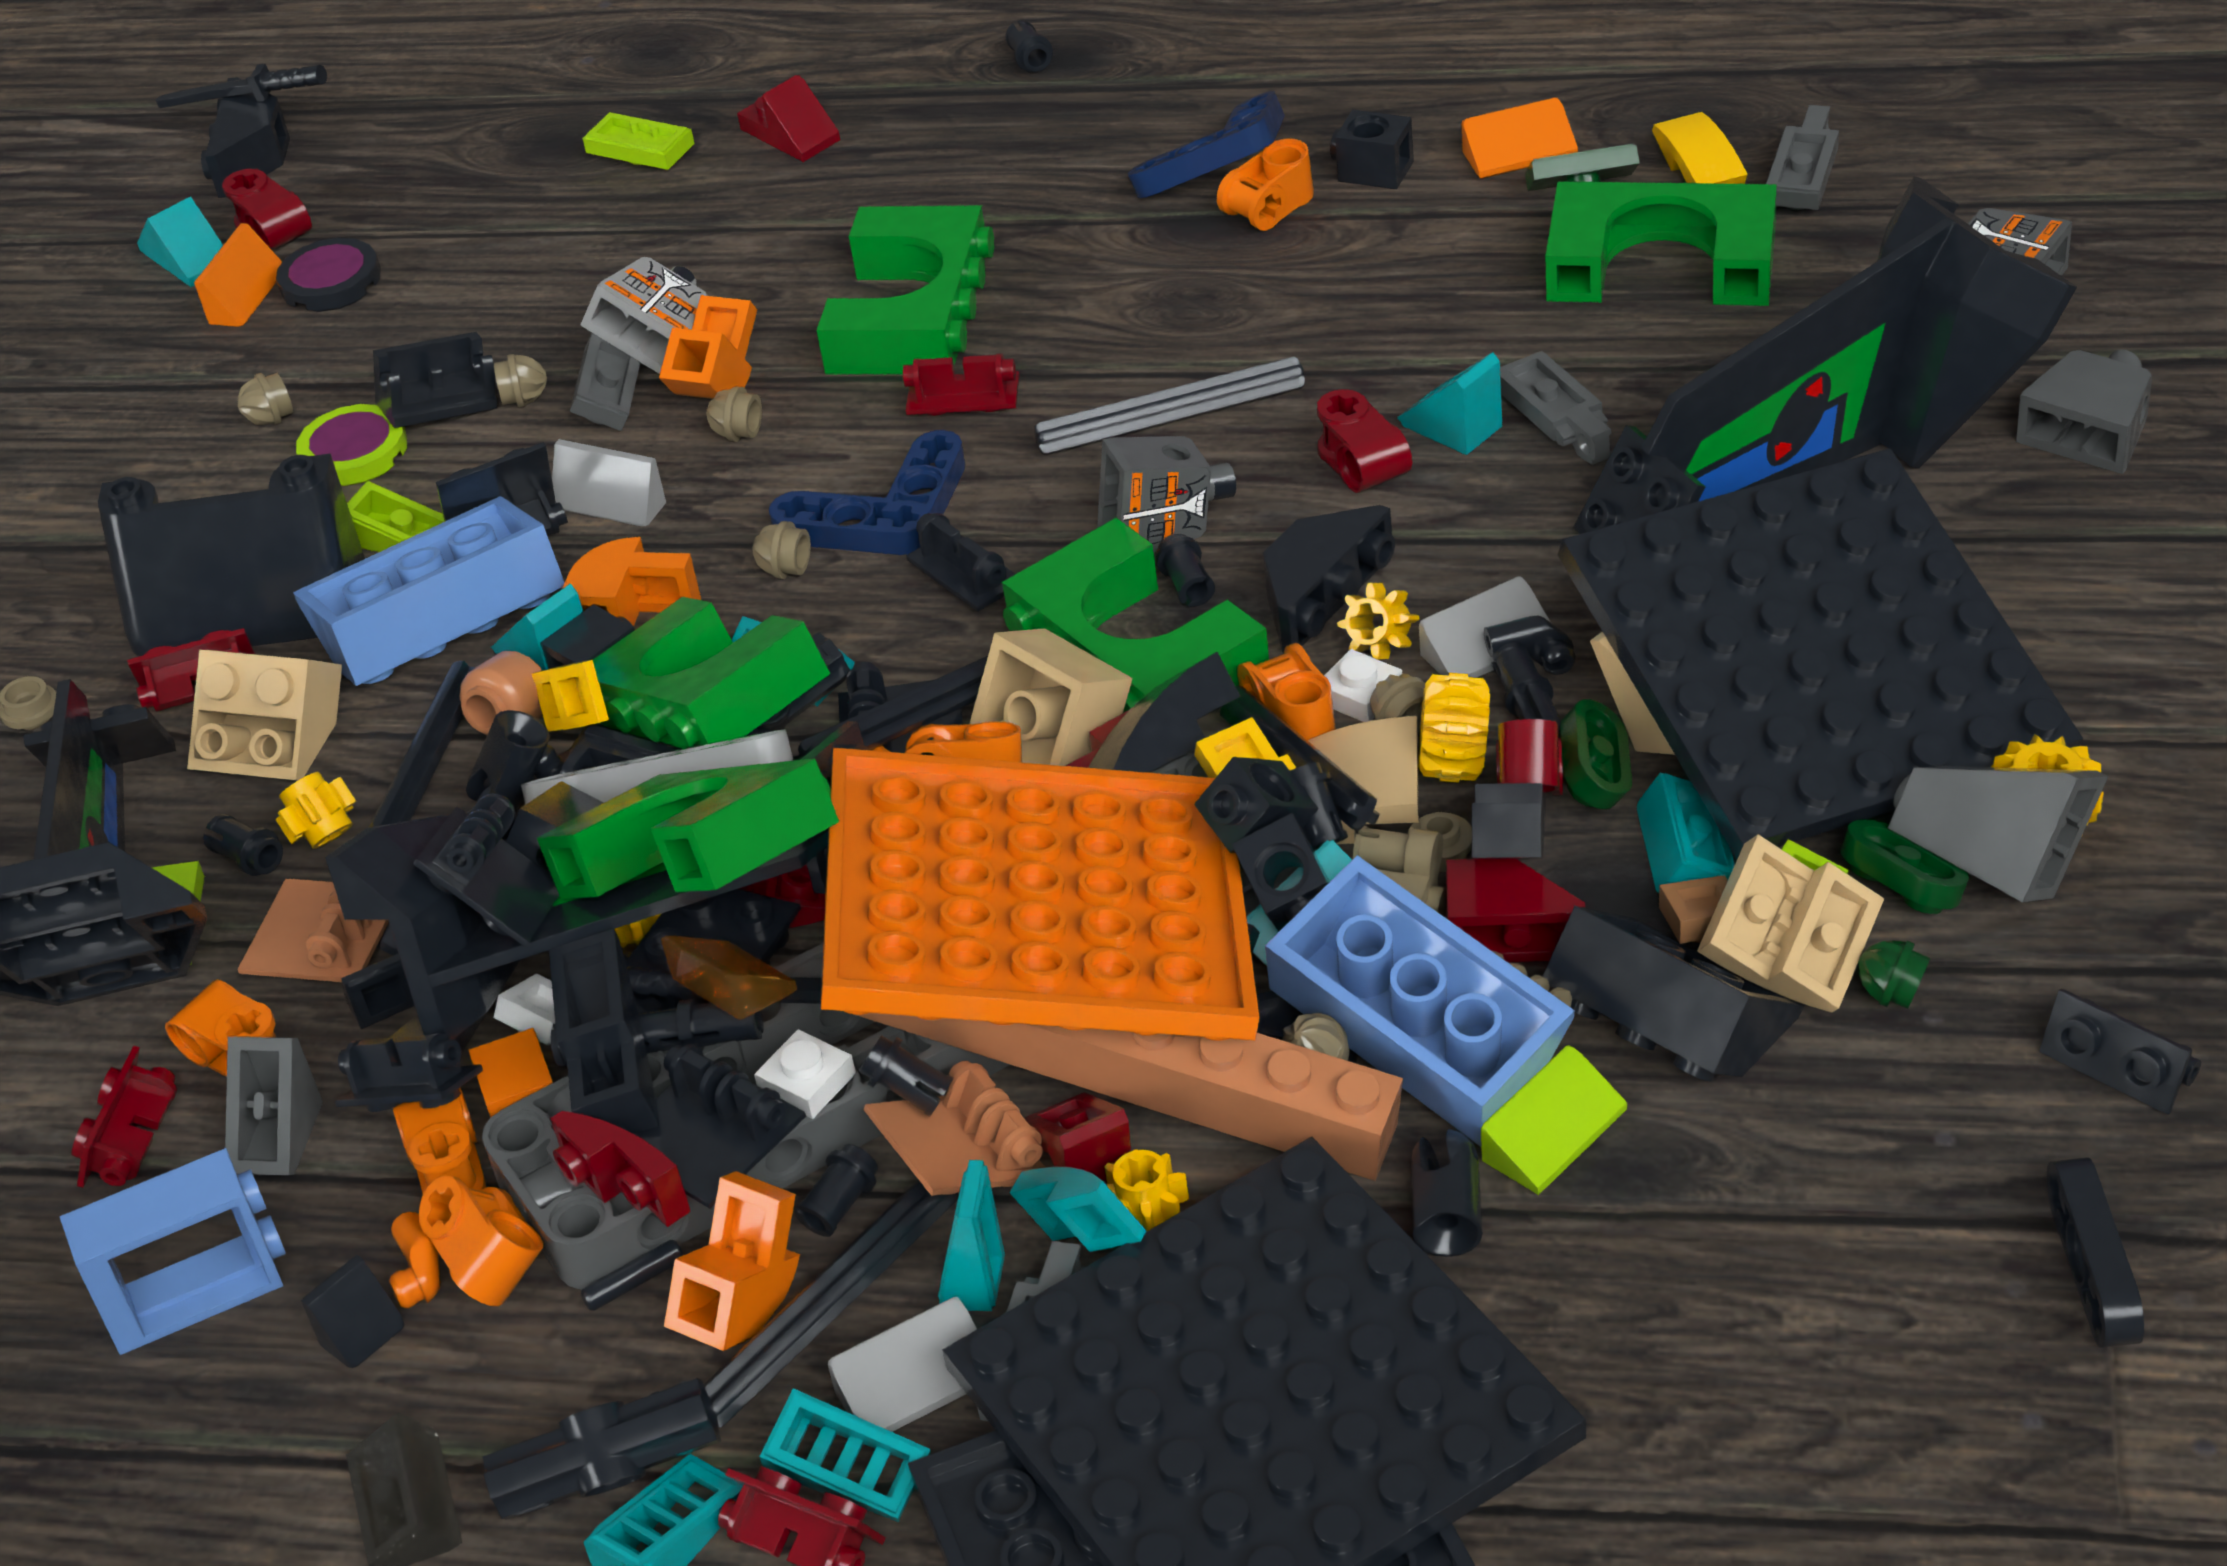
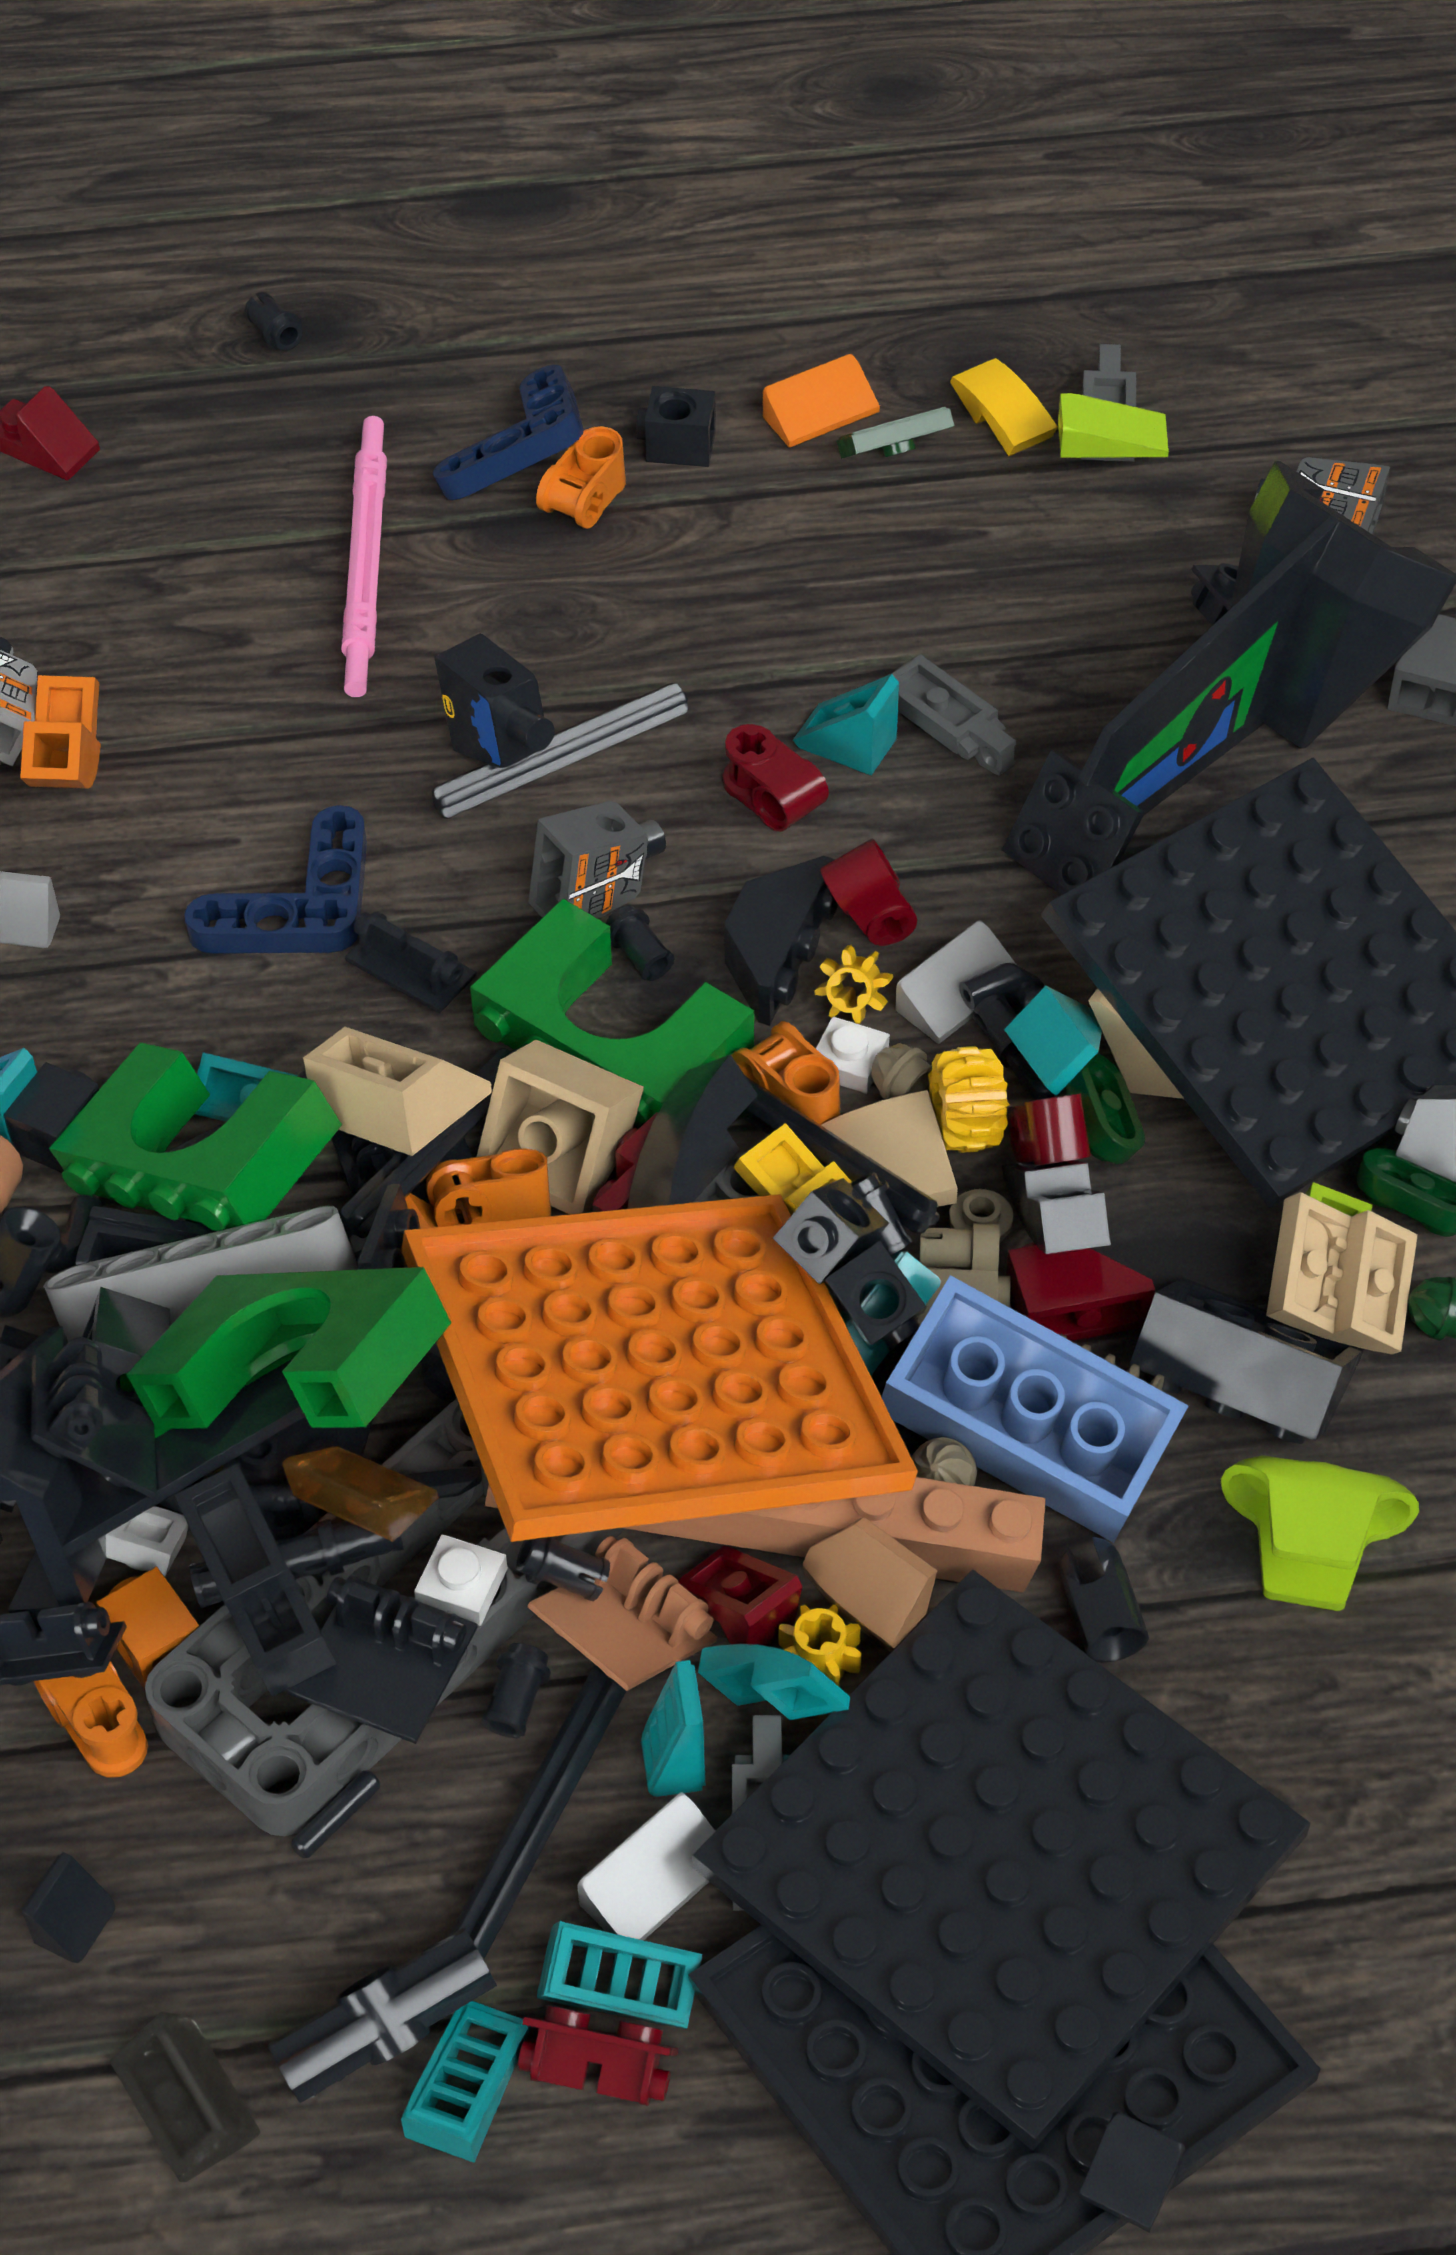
camera: 20 degrees left, 10 degrees up
(422, 1277) = (116, 1831): orange arm -> none
(479, 1237) = (176, 1805): orange piece -> none
(570, 696) = (60, 1174): yellow slope -> none
(618, 1162) = (301, 1708): dark red slope -> none
(632, 581) = (59, 1023): orange brick -> none
(735, 413) = (105, 806): dark tan plate -> none
(744, 1271) = (454, 1795): orange brick -> none
(782, 549) = (212, 965): dark tan plate -> none
(885, 646) = (391, 1090): none -> tan slope
(908, 243) = (265, 688): green arch -> none
(985, 386) = (318, 755): dark red hinge -> none
(1042, 237) = (361, 599): none -> bright pink axle
(1103, 361) = (491, 703): none -> black torso
(1202, 1126) = (872, 1581): none -> medium nougat slope
(1417, 542) = (870, 894): none -> dark red piece
(1550, 1121) = (1173, 1510): lime slope -> none
(1554, 674) = (1055, 1037): none -> teal slope
(1603, 218) = (1056, 485): green arch -> none
(1681, 833) = (1205, 1186): teal slope -> none
(1690, 906) = (1243, 1262): medium nougat plate -> none
(1695, 1151) = (1315, 1523): none -> lime piece
(1796, 171) = (1109, 429): none -> lime slope

